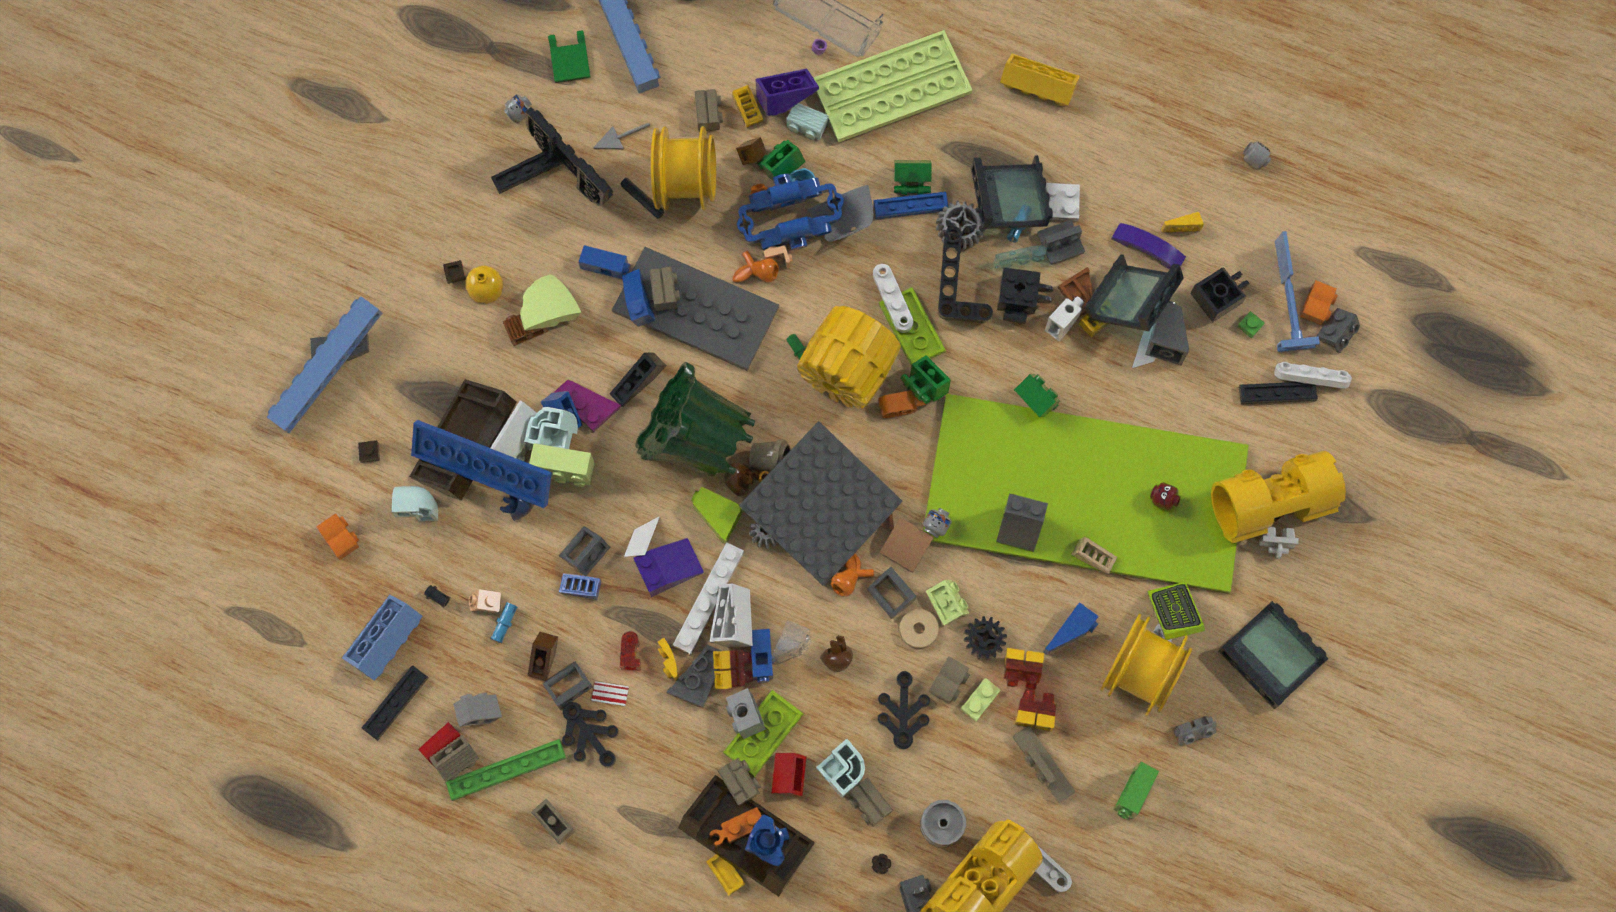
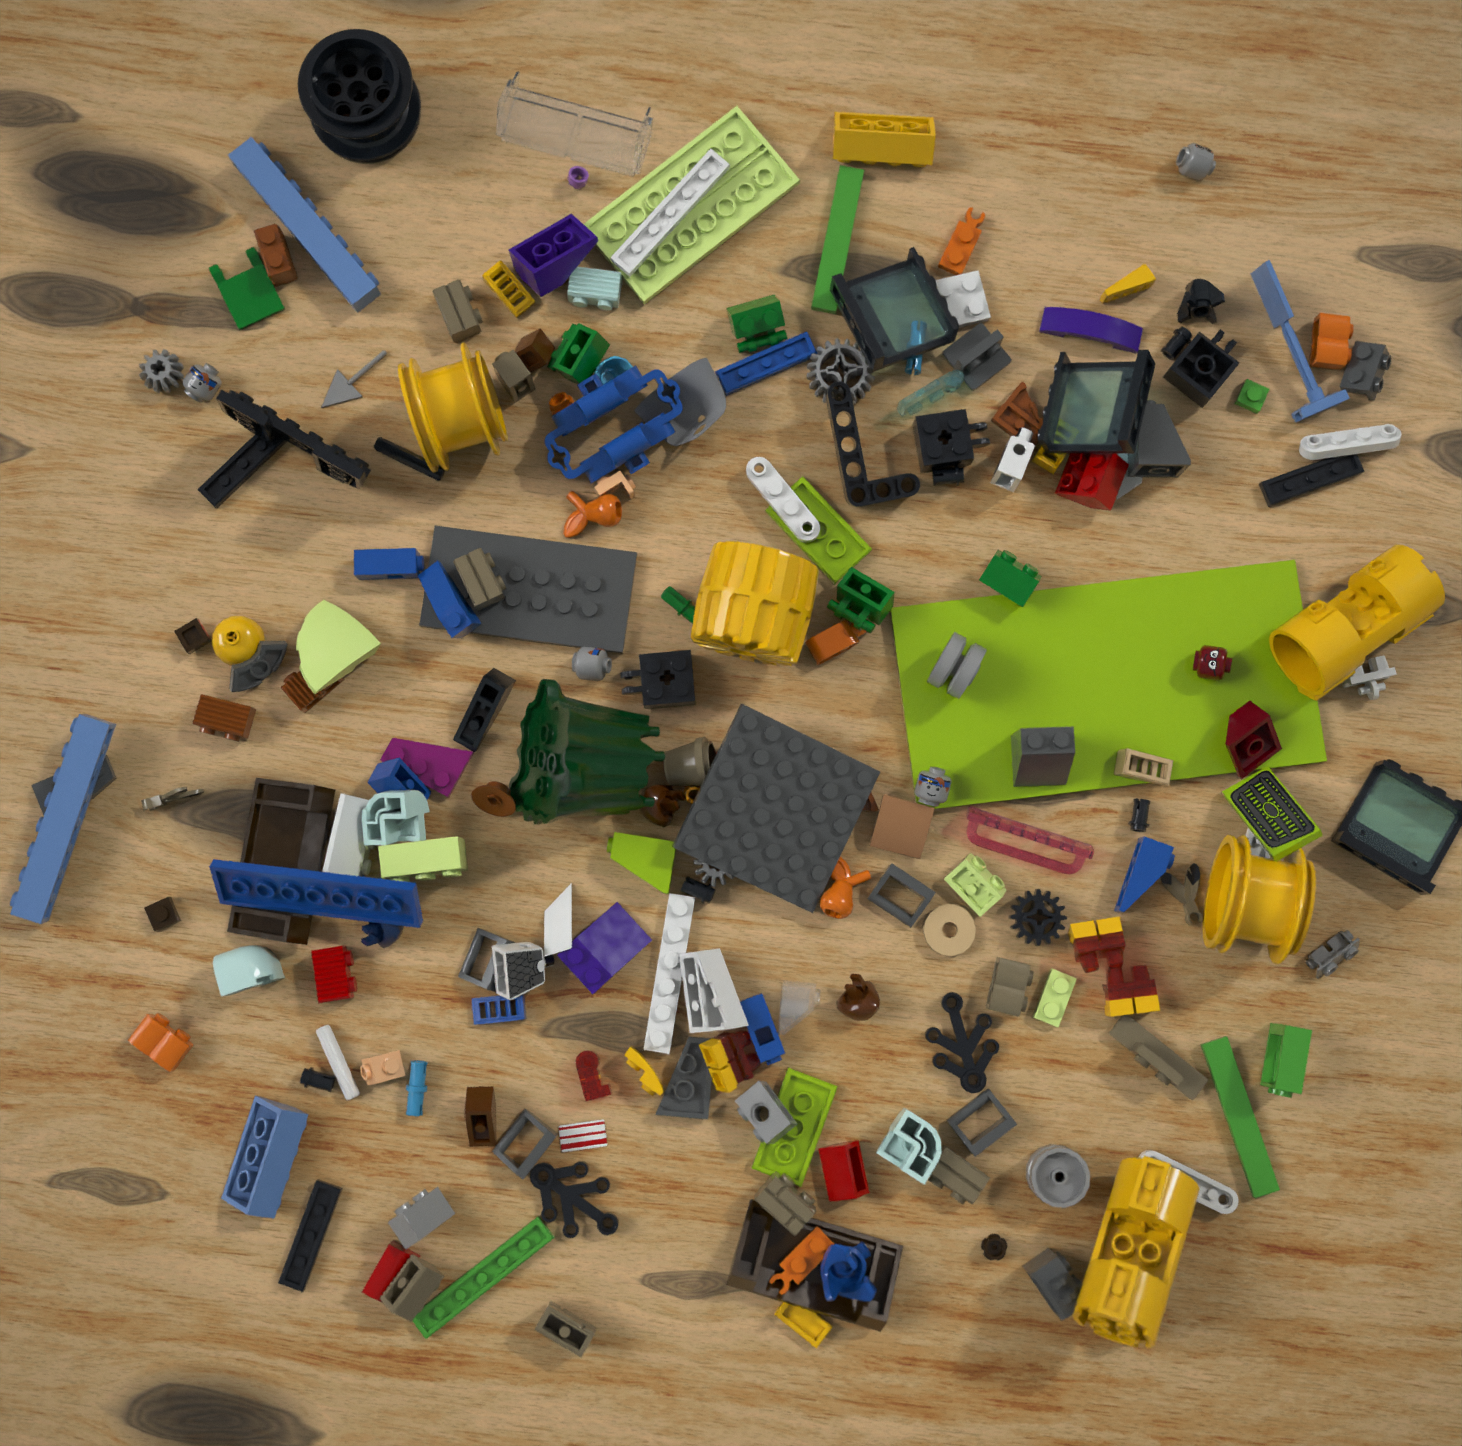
camera: 20 degrees left, 10 degrees up
(405, 372) = (176, 794): none -> dark tan piece
(455, 588) = (337, 1062): none -> white axle
(456, 331) = (225, 717): none -> dark orange brick
(472, 526) = (333, 974): none -> red brick
(491, 305) = (252, 671): none -> dark grey tile
(493, 93) = (164, 378): none -> light grey gear
(596, 39) = (275, 255): none -> dark orange brick
(604, 559) = (519, 968): none -> torso
(624, 441) = (494, 799): none -> dark orange piece
(722, 369) = (591, 663): none -> light grey head
(732, 162) = (513, 375): none -> dark tan brick
(745, 544) = (698, 890): none -> black pin
(763, 387) = (654, 668): none -> black hinge
(874, 86) = (670, 212): none -> white plate
(904, 780) = (992, 1133): none -> dark grey tile
(963, 554) = (1029, 832): none -> clear pink piece
(979, 442) = (958, 666): none -> light grey wheel
(988, 134) = (837, 236): none -> bright green tile
(1073, 164) = (961, 244): none -> orange plate
(1082, 589) = (1140, 815): none -> black pin
(1091, 826) = (1240, 1117): none -> bright green tile
(1097, 655) = (1187, 893): none -> dark tan piece
(1118, 346) = (1092, 479): none -> red slope
(1177, 557) = (1250, 738): none -> dark red slope
(1210, 269) = (1176, 343): none -> black pin
(1231, 248) = (1199, 301): none -> black brick

